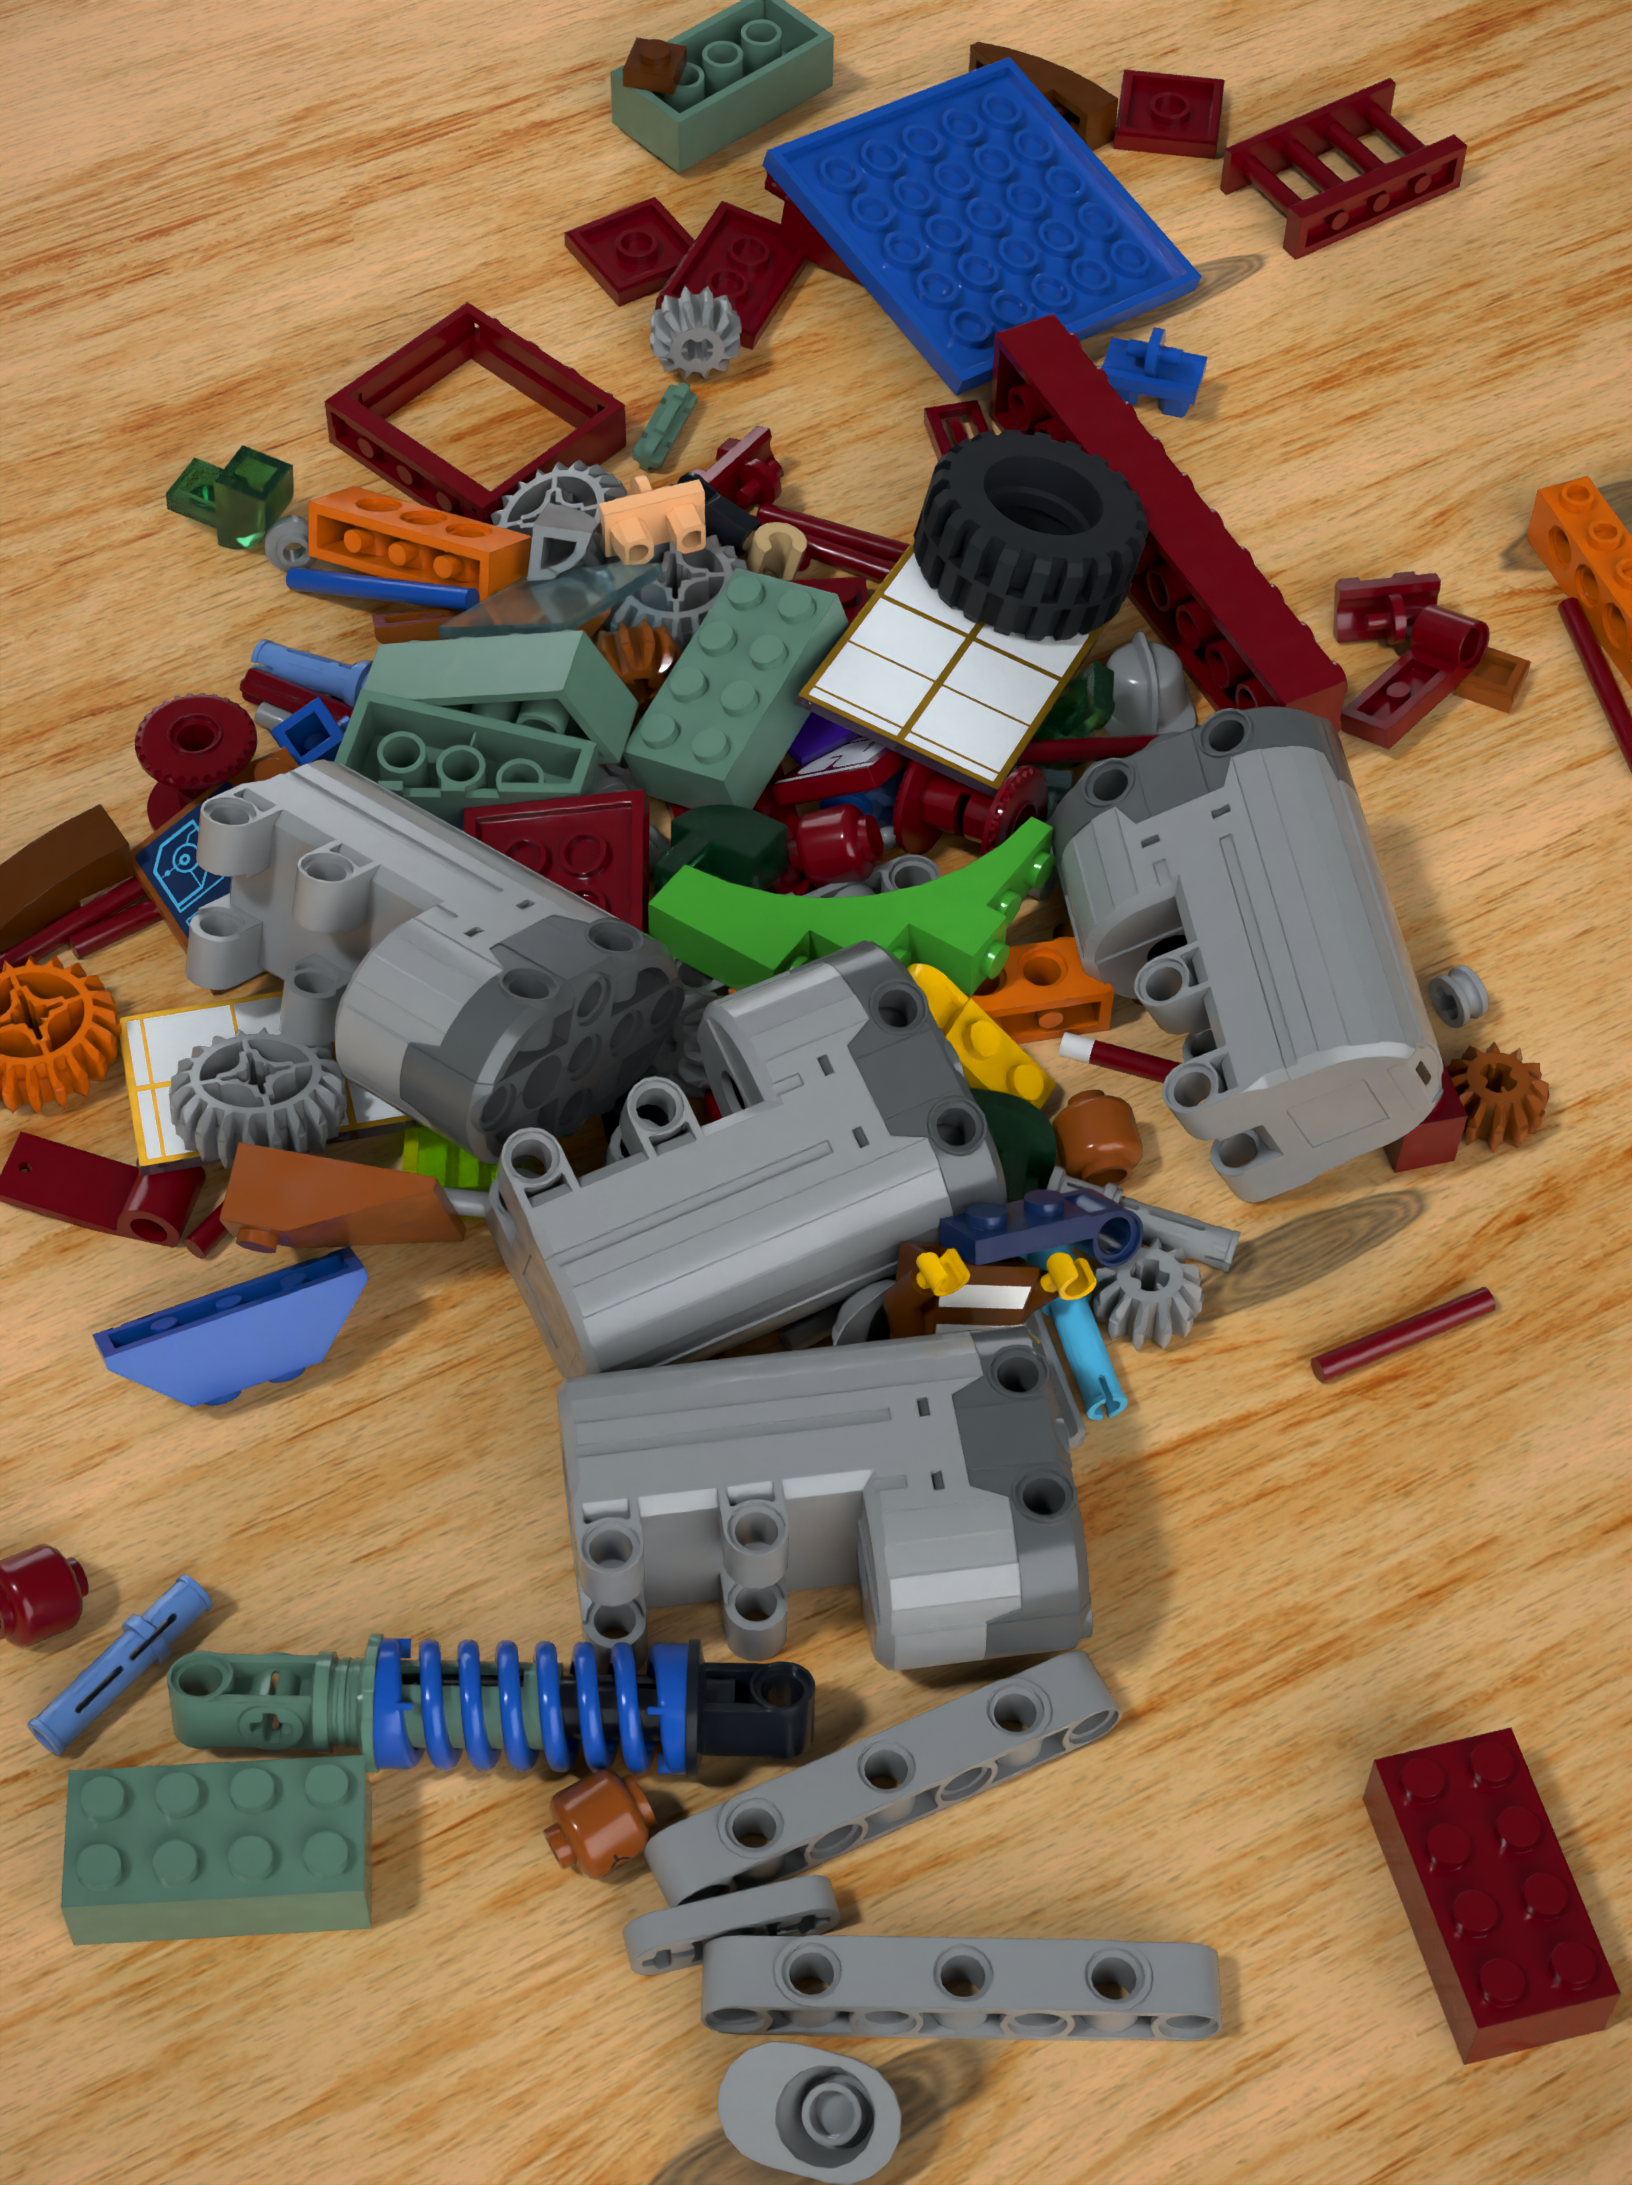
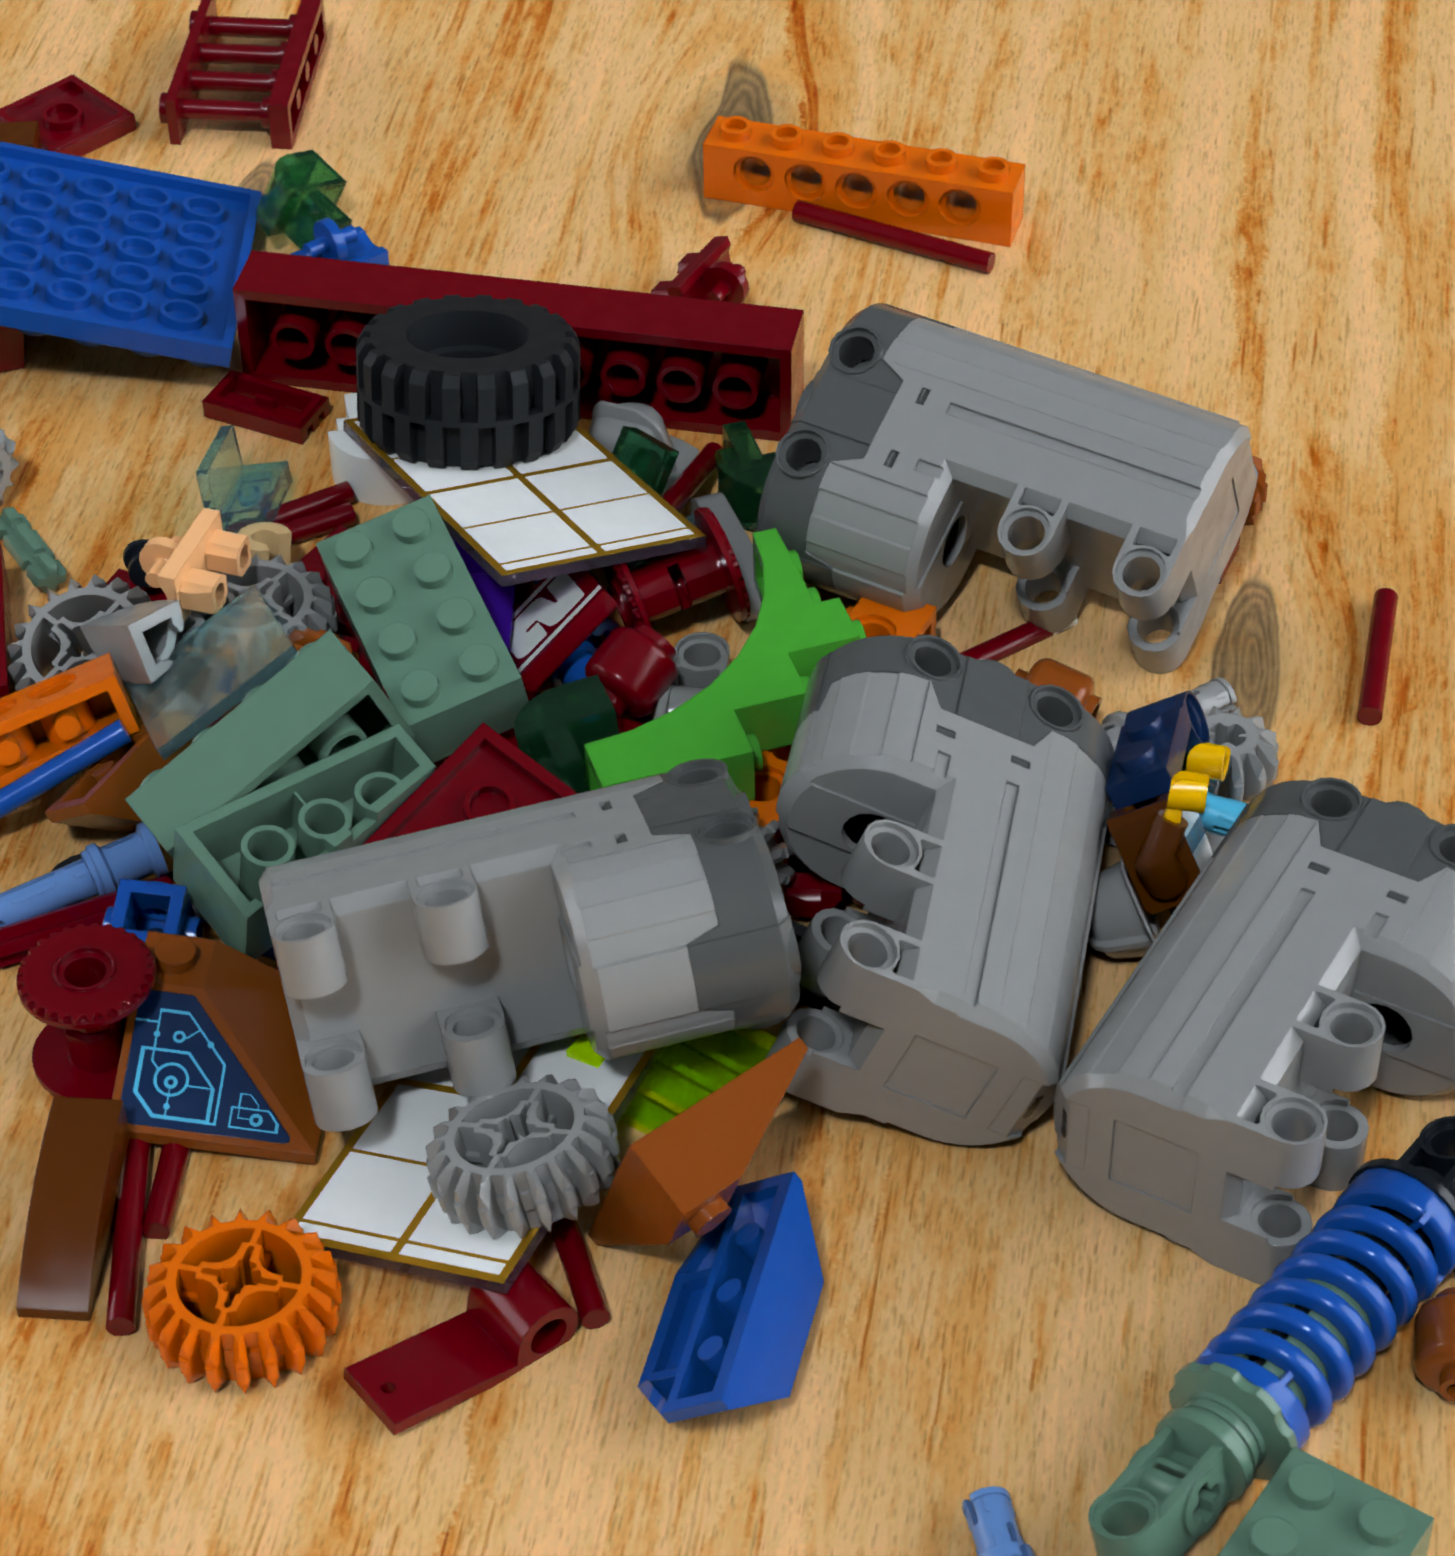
camera: 50 degrees left, 10 degrees down
(746, 470) = (139, 521): dark red hips -> none
(833, 488) = (237, 490): none -> clear light blue panel
(1205, 299) = (298, 195): none -> clear green brick
(1440, 656) = (785, 282): dark red plate -> none
(1495, 680) = (821, 281): dark orange tile -> none

